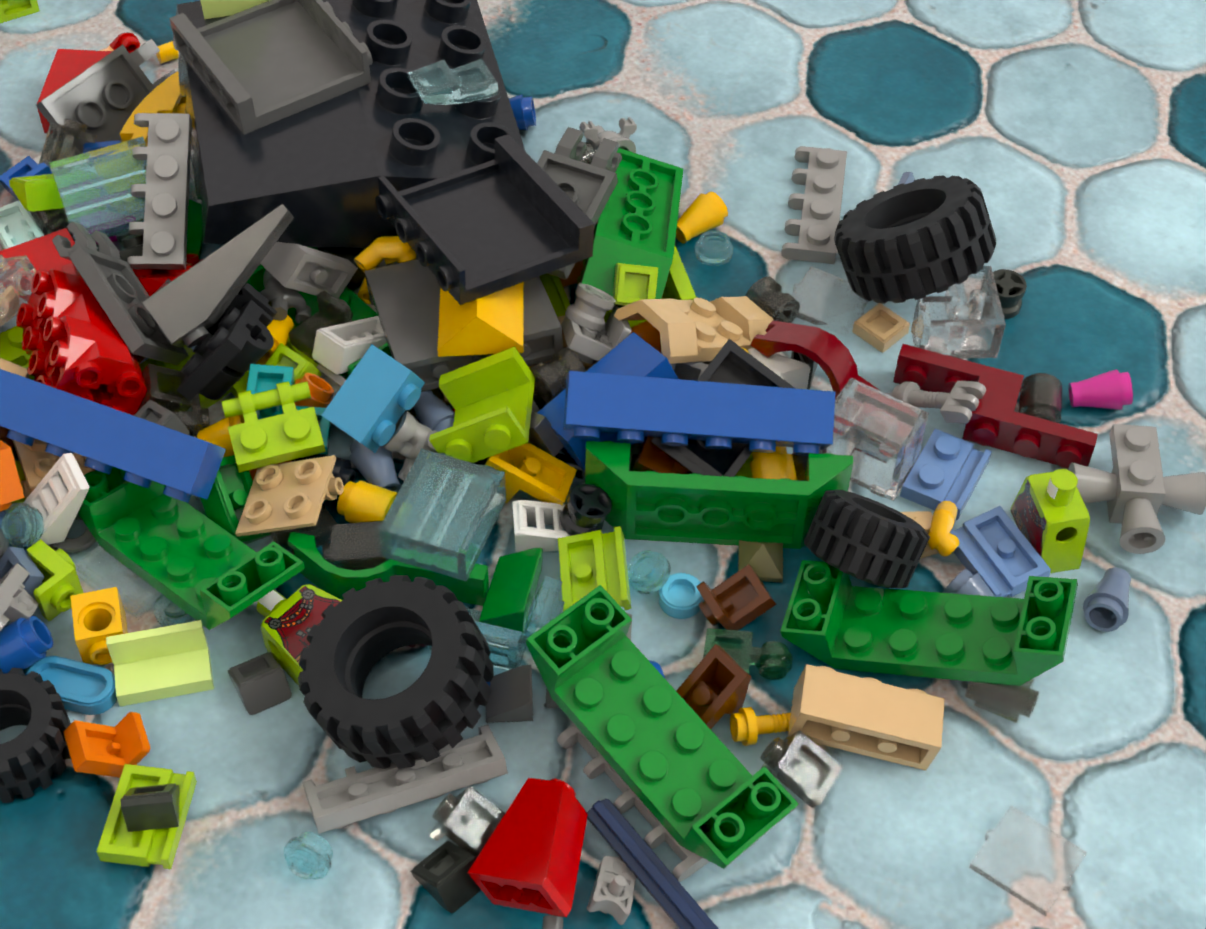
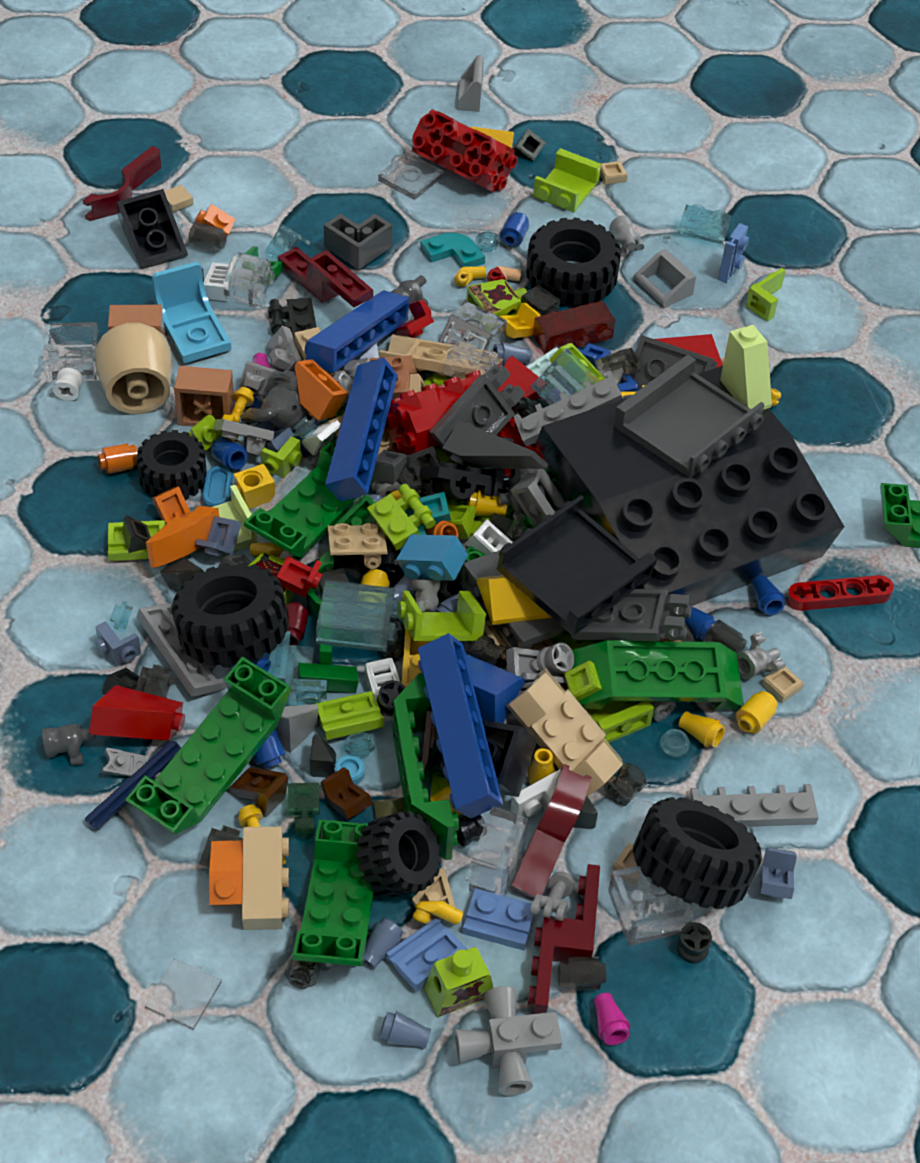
camera: 75 degrees right, 0 degrees up
(179, 730) = (180, 535): none -> orange slope
(200, 681) = (221, 537): none -> sand blue bracket
(238, 631) = (257, 548): none -> yellow arm
(251, 754) = (179, 572): none -> pearl dark grey slope
(346, 568) = (298, 576): none -> red bracket
(370, 877) = (117, 650): none -> sand blue bracket
(463, 84) = (699, 519): clear light blue slope -> none
(524, 56) = (838, 589): none -> red beam
(649, 137) = (782, 684): none -> tan tile
(660, 620) = (321, 758): none -> pearl dark grey slope
(696, 164) = (756, 712): none -> yellow brick
(861, 759) = (226, 873): none -> orange slope

